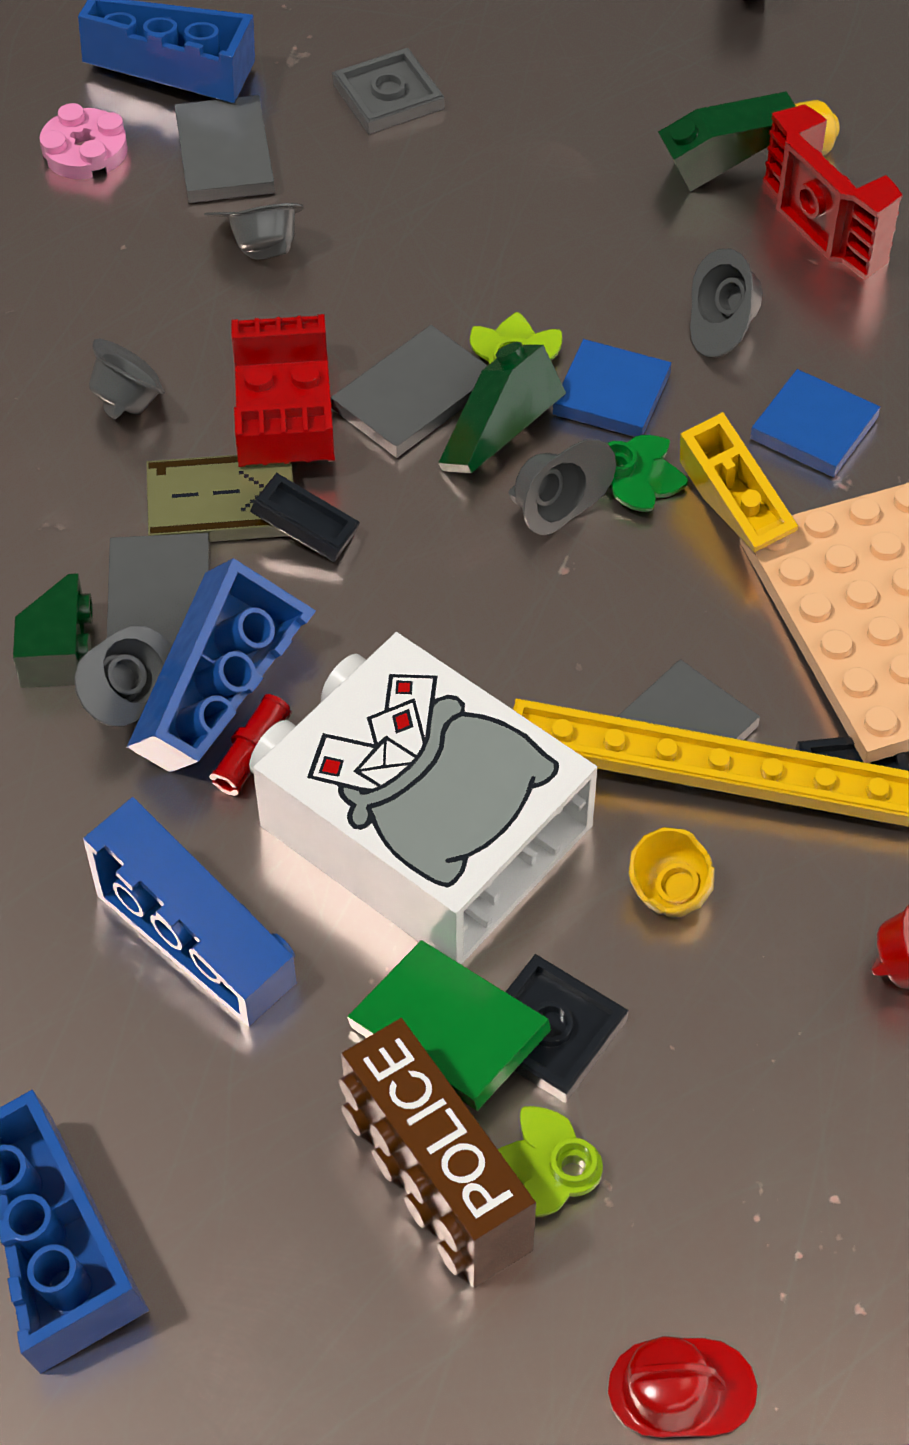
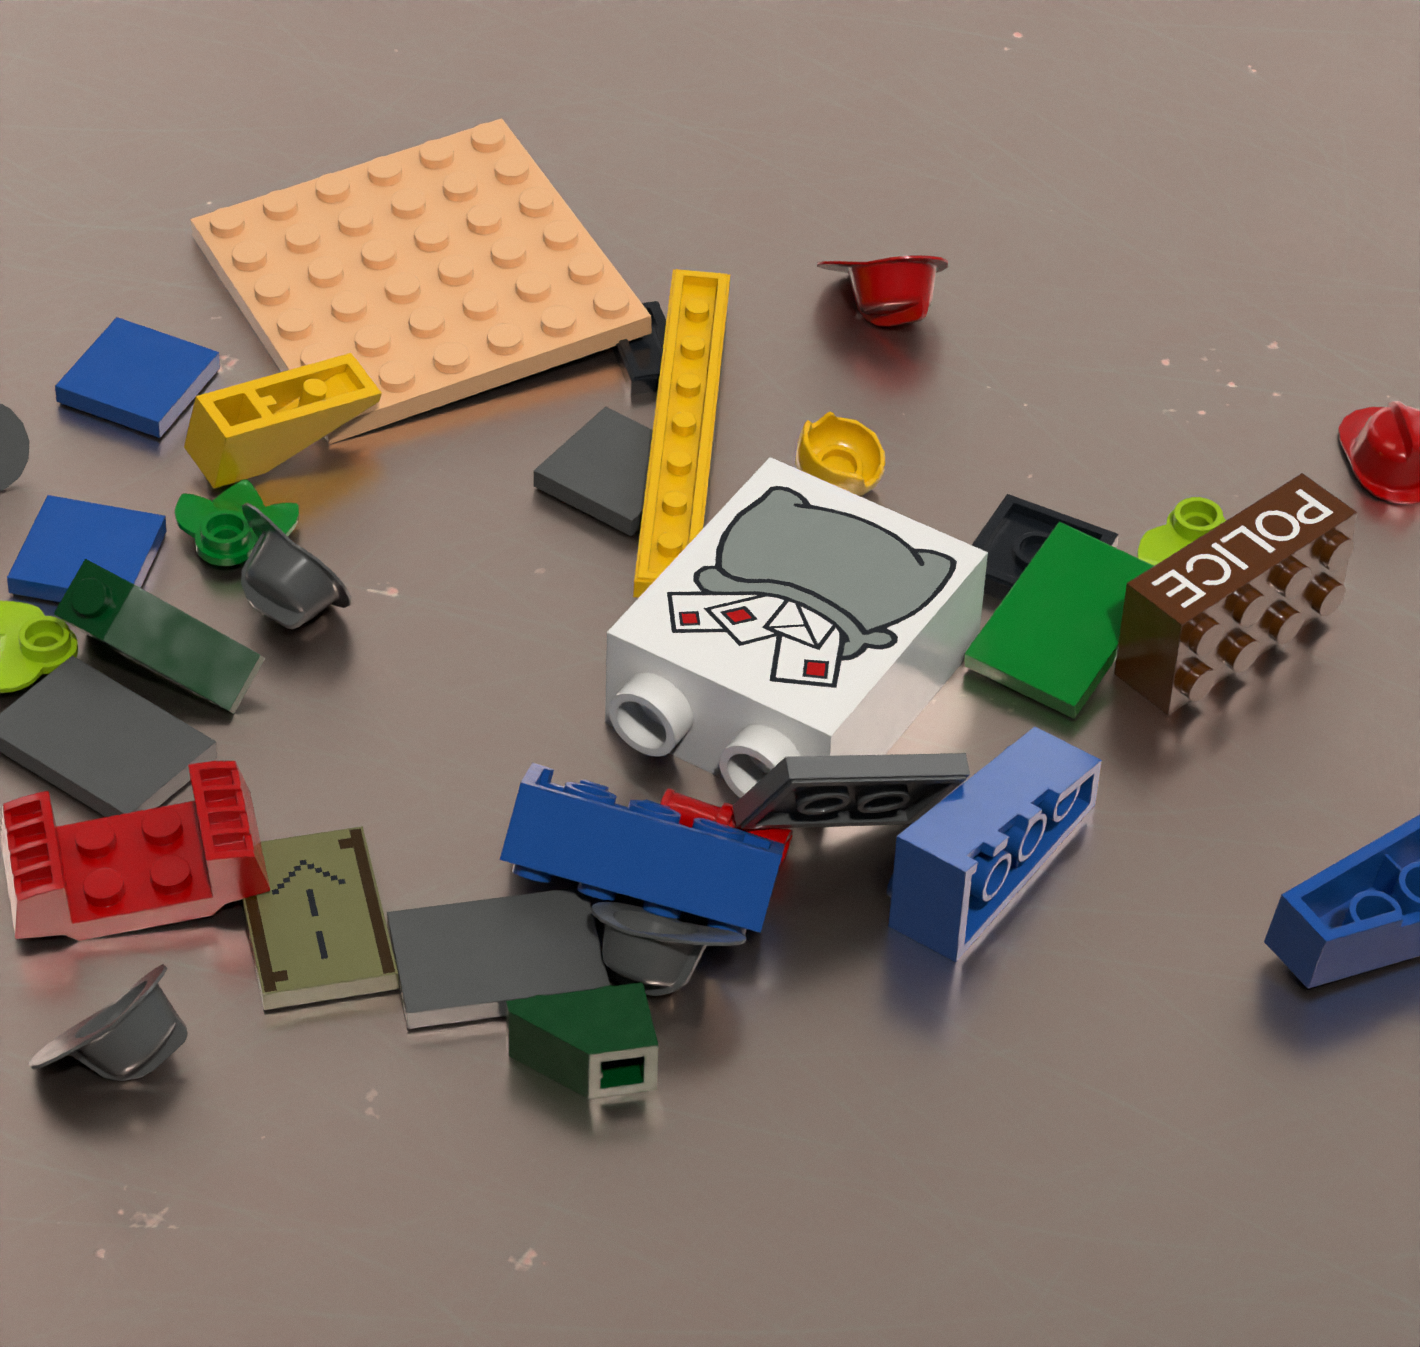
camera: 100 degrees left, 10 degrees down
(224, 798) = (850, 790): none -> dark grey tile
(305, 517) = (355, 811): black tile -> none

